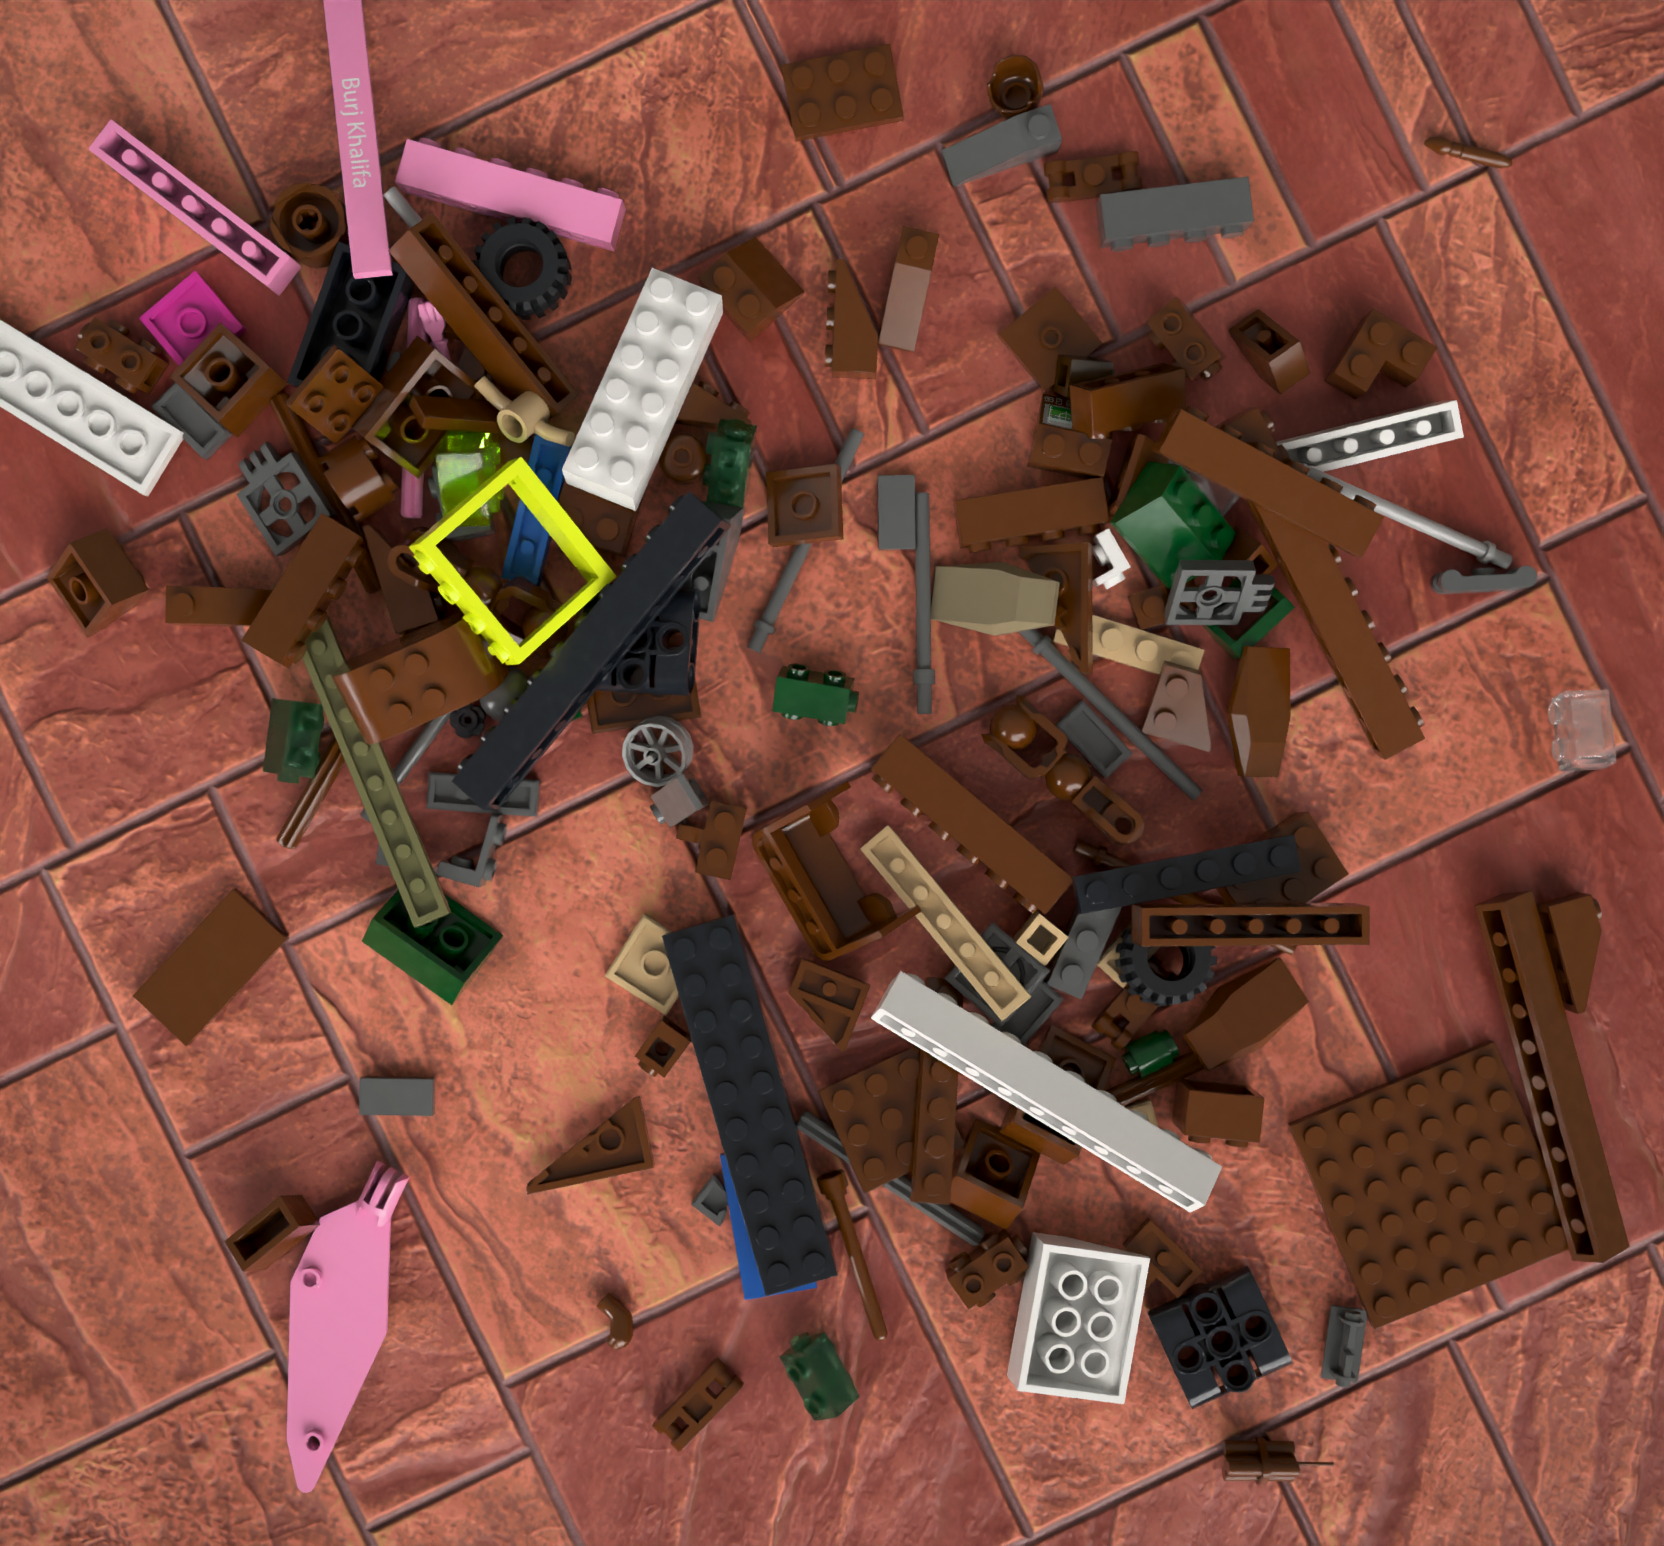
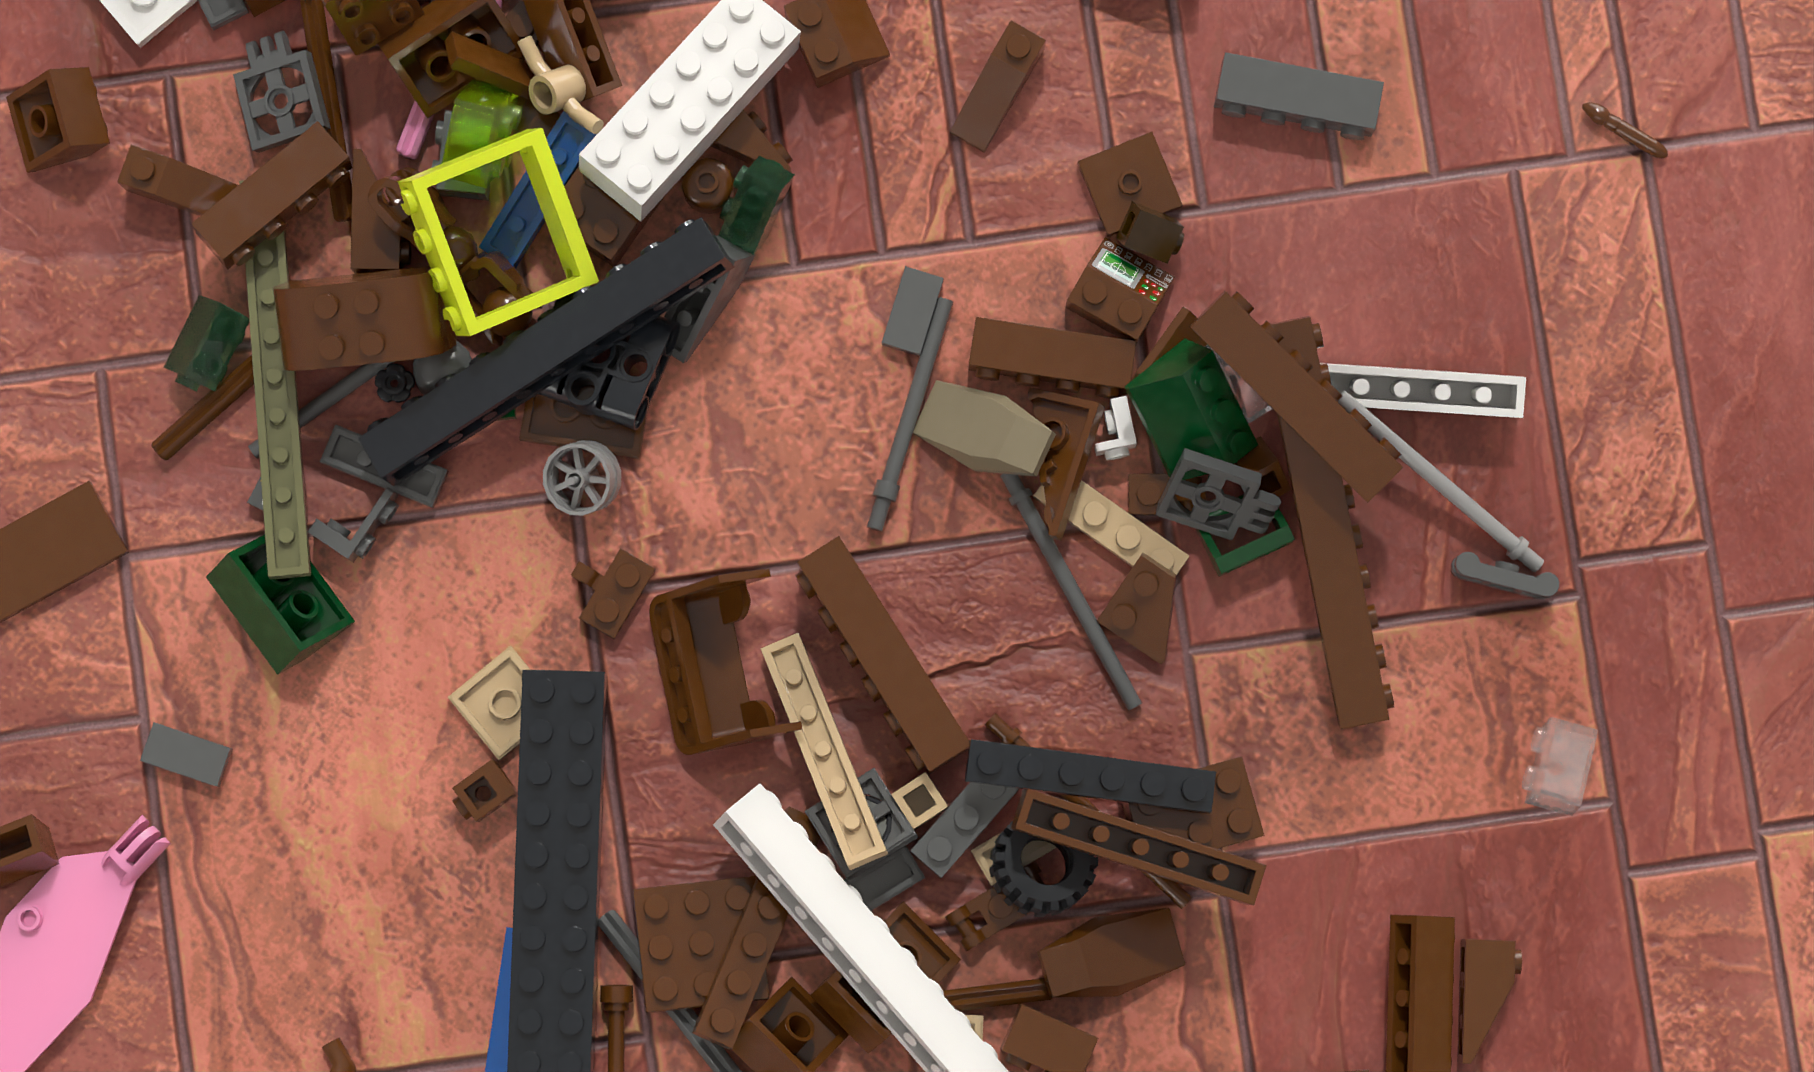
camera: 15 degrees right, 5 degrees down
(358, 478) = (365, 97): reddish brown brick -> none
(610, 1150) = (394, 883): reddish brown wing -> none
(678, 800) = (586, 534): dark grey slope -> none
(712, 1200) = (483, 973): dark grey tile -> none
(765, 624) = (737, 384): dark grey bar -> none
(804, 505) = (818, 272): reddish brown plate -> none
(814, 695) = (772, 475): dark green brick -> none
(829, 999) = (676, 798): reddish brown wing -> none
(854, 334) = (925, 117): reddish brown slope -> none
(1065, 774) = (1000, 637): reddish brown piece -> none
(1091, 177) = (1225, 32): reddish brown plate -> none
(1093, 739) = (1044, 613): dark grey tile -> none
(1127, 400) = (1185, 269): reddish brown brick -> none
(1150, 1053) = (997, 964): dark green brick -> none
(1186, 341) = (1269, 229): reddish brown brick -> none
(1260, 710) = (1227, 636): reddish brown piece -> none
(1270, 351) = (1354, 268): reddish brown slope -> none
(1379, 347) = (1469, 298): reddish brown brick -> none

